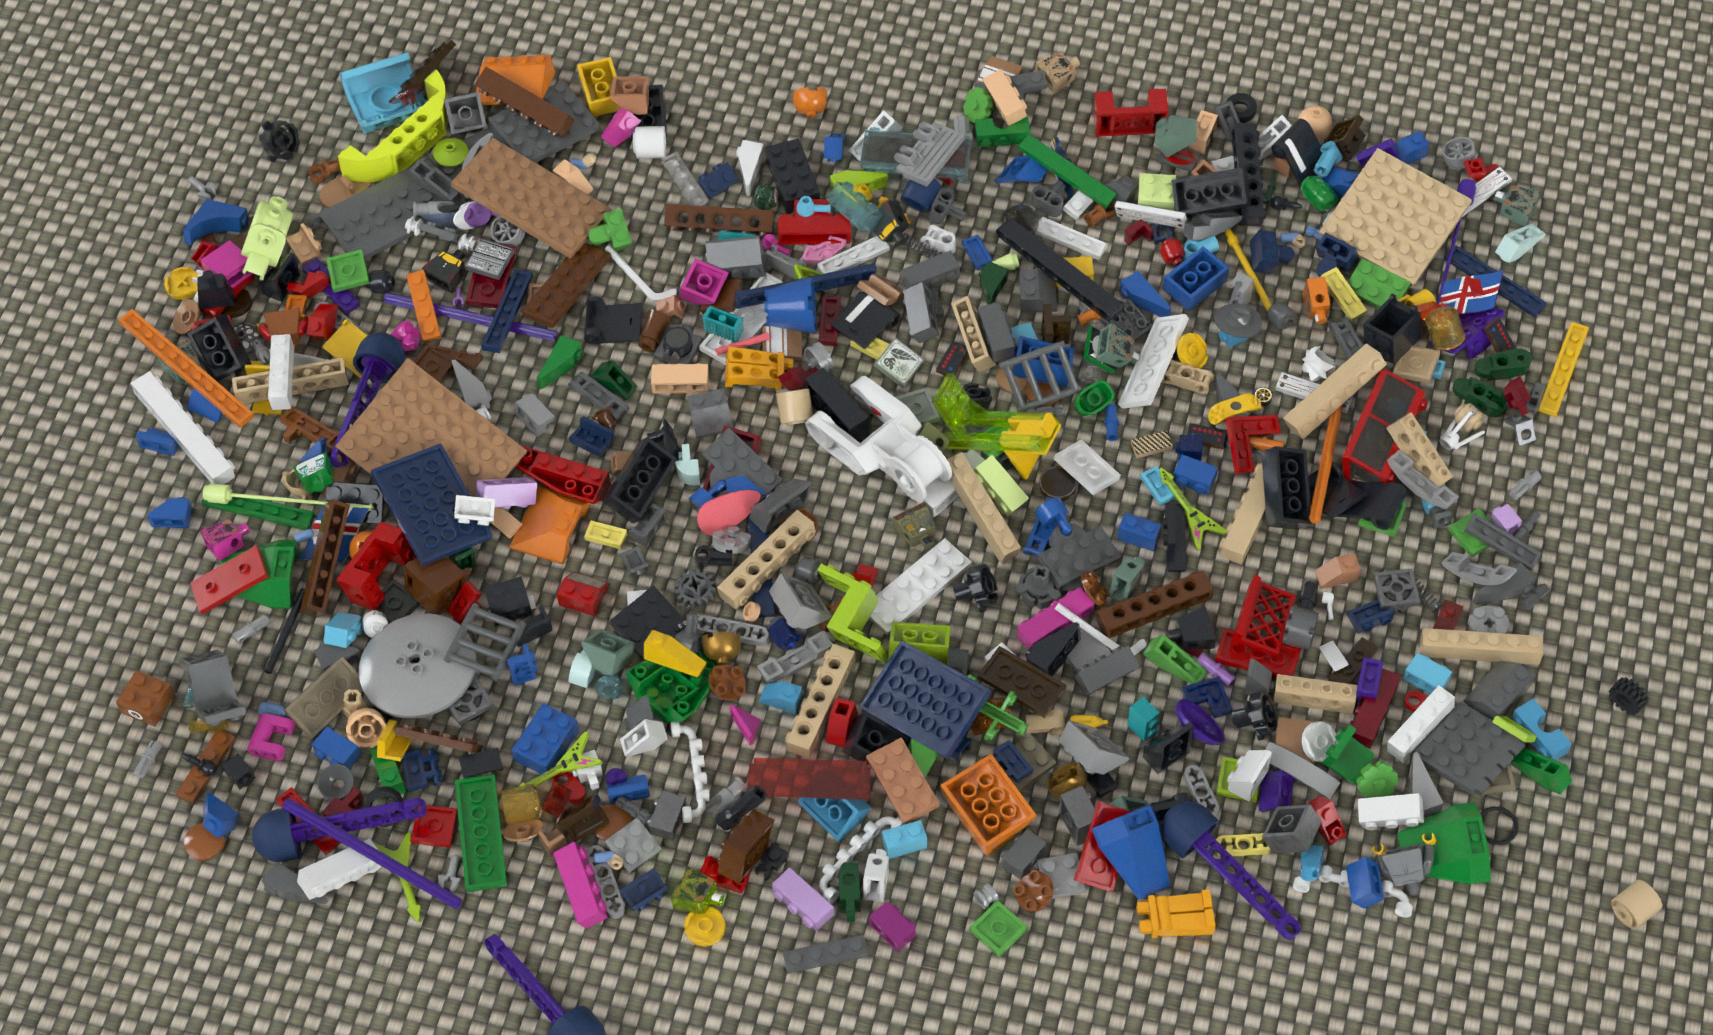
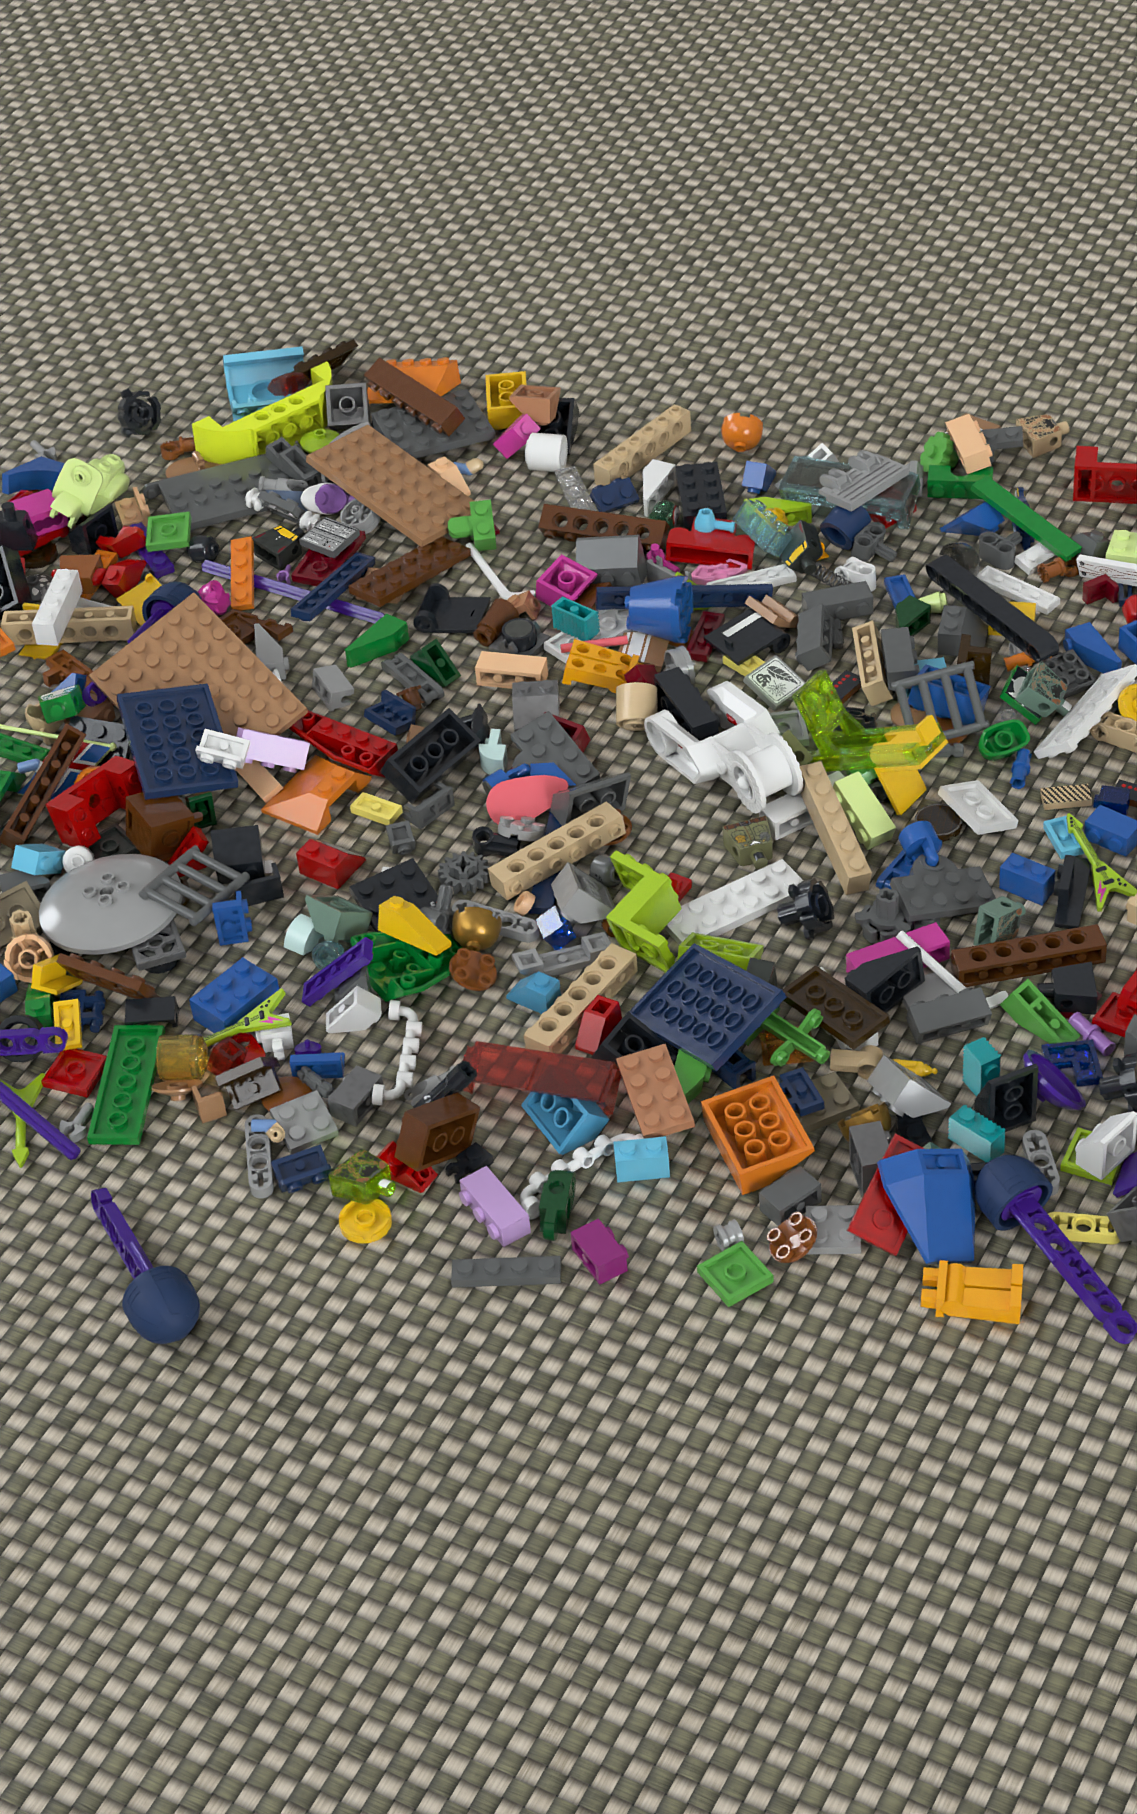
camera: 15 degrees right, 15 degrees down
(418, 785) = (68, 1017): none -> yellow plate
(580, 885) = (226, 1151): dark pink brick -> none
(625, 708) = (337, 971): none -> dark purple plate
(729, 125) = (643, 446): none -> tan brick
(745, 722) = (482, 1014): dark pink slope -> none
(877, 870) = (593, 1185): white torso -> none
(1093, 588) = (953, 928): dark orange dish -> none
(1150, 776) = (976, 1134): none -> teal brick

